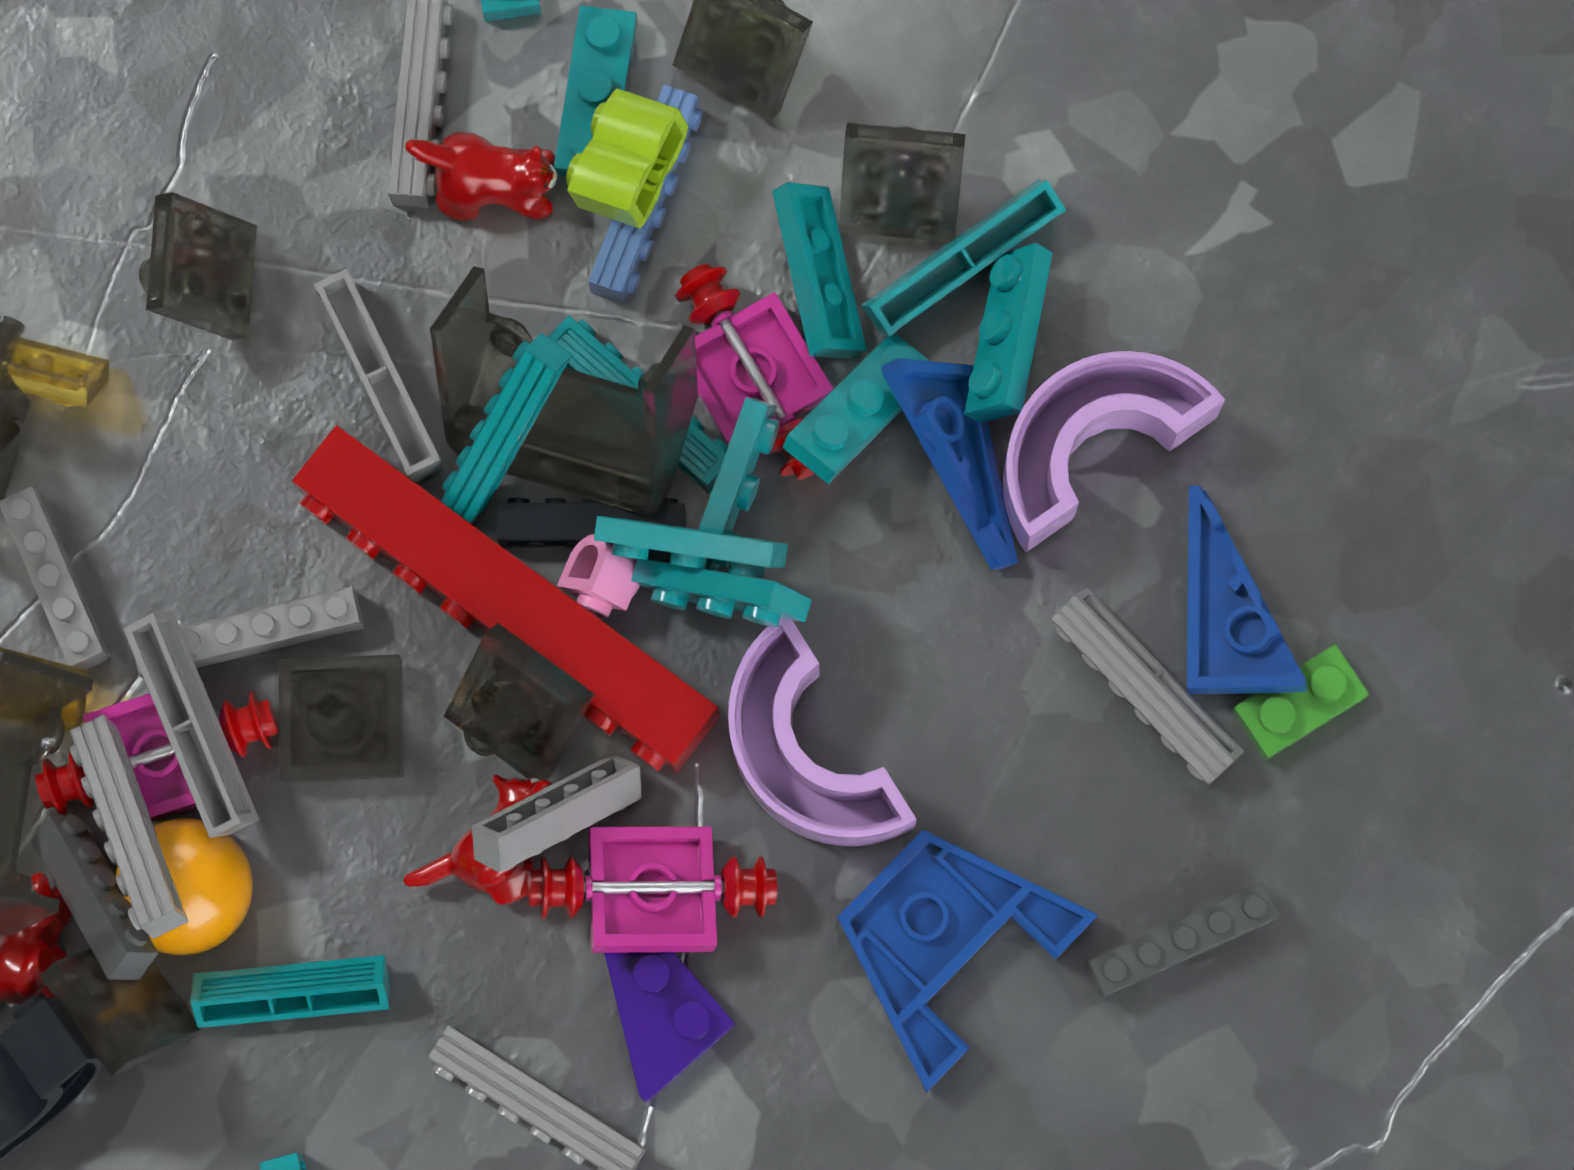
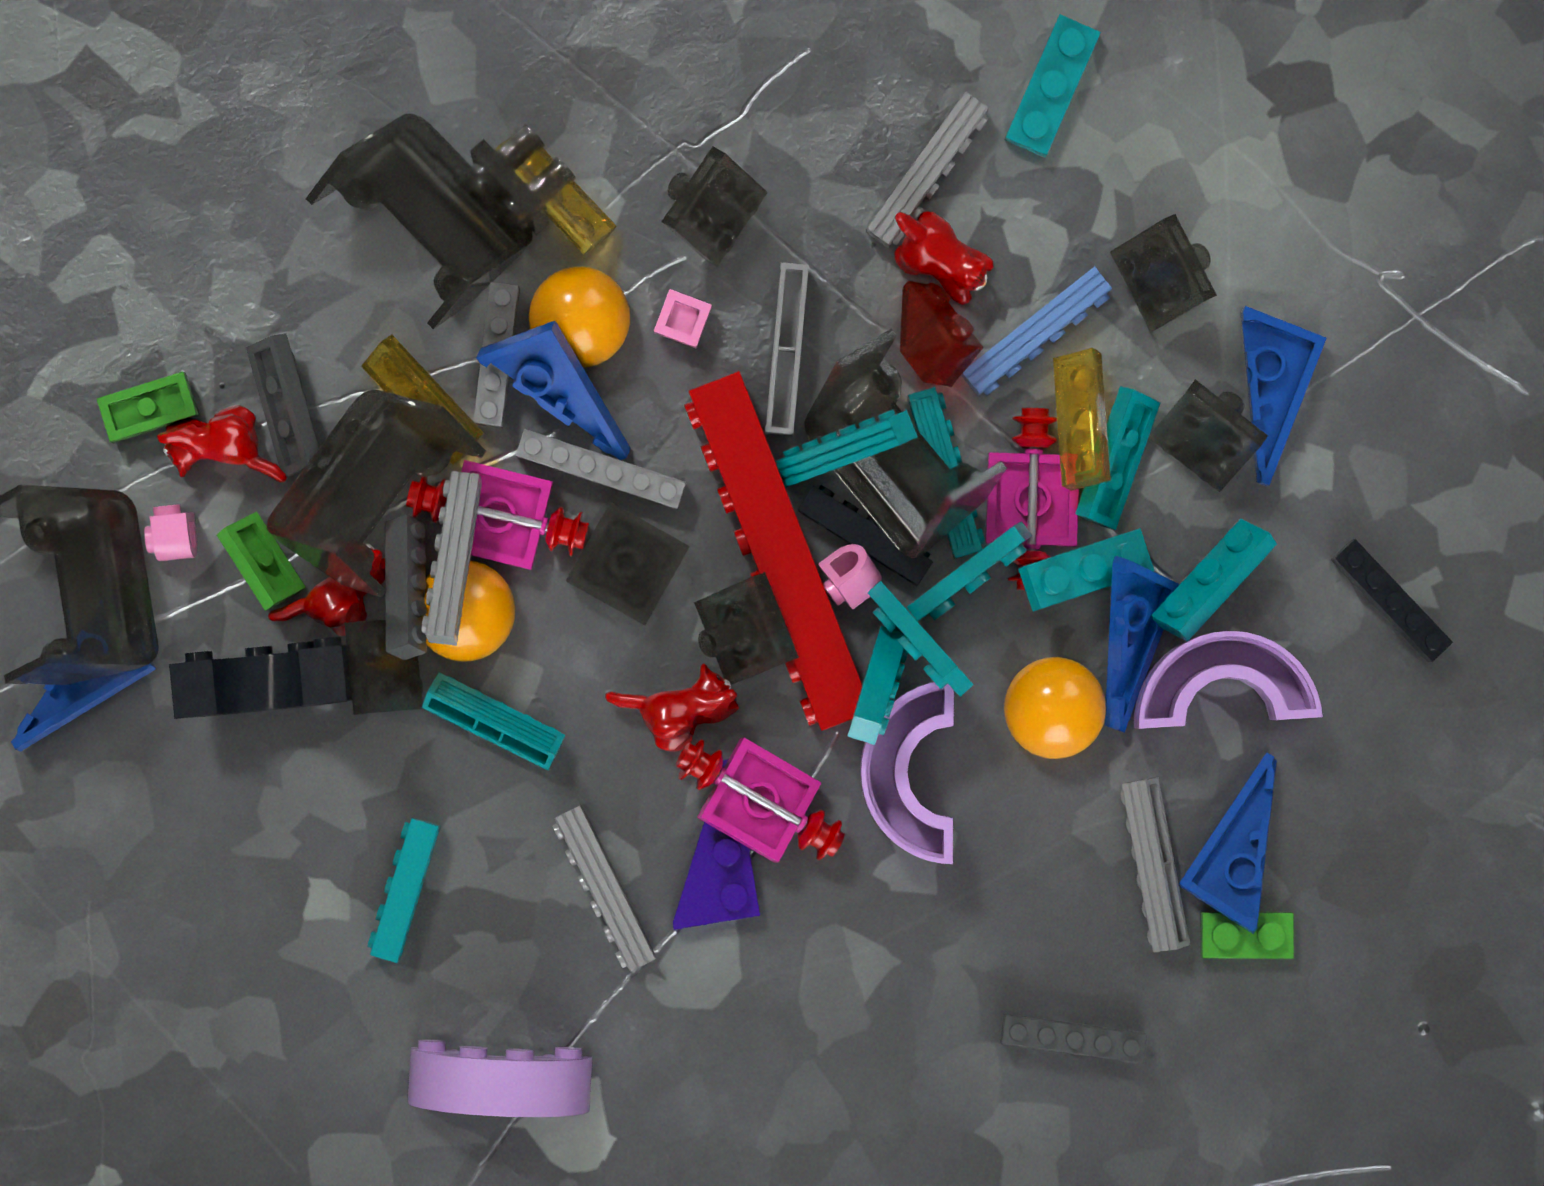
camera: 25 degrees right, 10 degrees up
(123, 555) = (553, 375): none -> blue wing
(124, 482) = (587, 310): none -> light orange piece
(191, 724) = (530, 514): light grey piece -> none
(242, 413) = (682, 318): none -> bright pink plate
(534, 261) = (934, 336): none -> clear red slope
(556, 813) = (729, 717): light grey piece -> none
(597, 67) = (1047, 239): teal plate -> none
(627, 158) = (1037, 307): lime brick -> none
(690, 546) = (918, 599): teal plate -> none
(707, 672) = (878, 687): none -> teal piece
(752, 250) = (1081, 419): none -> clear yellow plate
(923, 583) = (1055, 707): none -> light orange piece
(928, 921) = (921, 927): blue wing -> none
(936, 78) = (1278, 372): none -> blue wing
(963, 257) = (1218, 508): teal piece -> none
(1217, 242) = (1391, 600): none -> black piece

